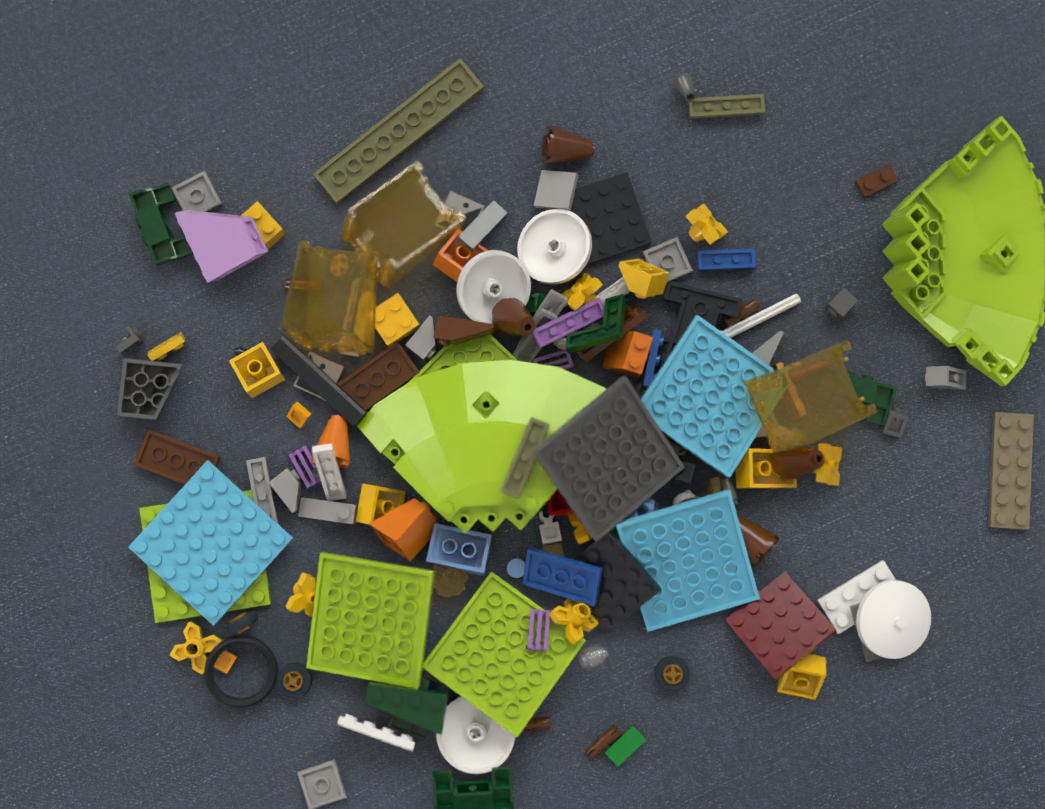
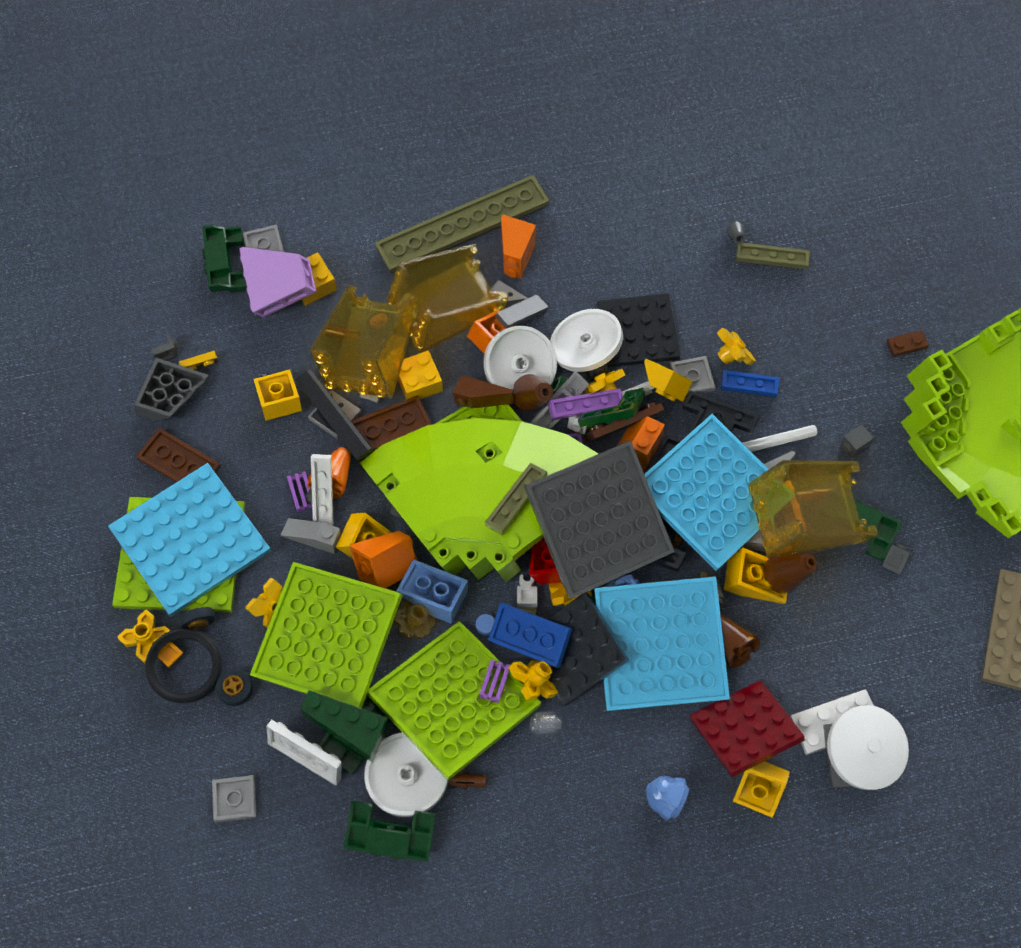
camera: 10 degrees right, 20 degrees down
(261, 489) = (253, 497): light grey plate -> none
(288, 488) = (278, 505): light grey slope -> none
(298, 415) = (306, 442): light orange plate -> none
(422, 341) = (441, 400): light grey slope -> none
(461, 149) = (517, 245): none -> orange slope
(556, 190) = (597, 294): light grey tile -> none
(565, 146) = (614, 260): reddish brown cone -> none
(603, 741) = (538, 813): reddish brown pin -> none
(625, 745) = (560, 823): green tile -> none
(653, 359) = (662, 449): blue plate -> none
(679, 673) = (626, 751): black wheel -> none
(719, 704) = (667, 796): none -> medium blue helmet
(746, 310) = (758, 432): reddish brown pin -> none
(829, 471) = (820, 582): yellow plant -> none
(946, 377) = (953, 526): light grey slope -> none

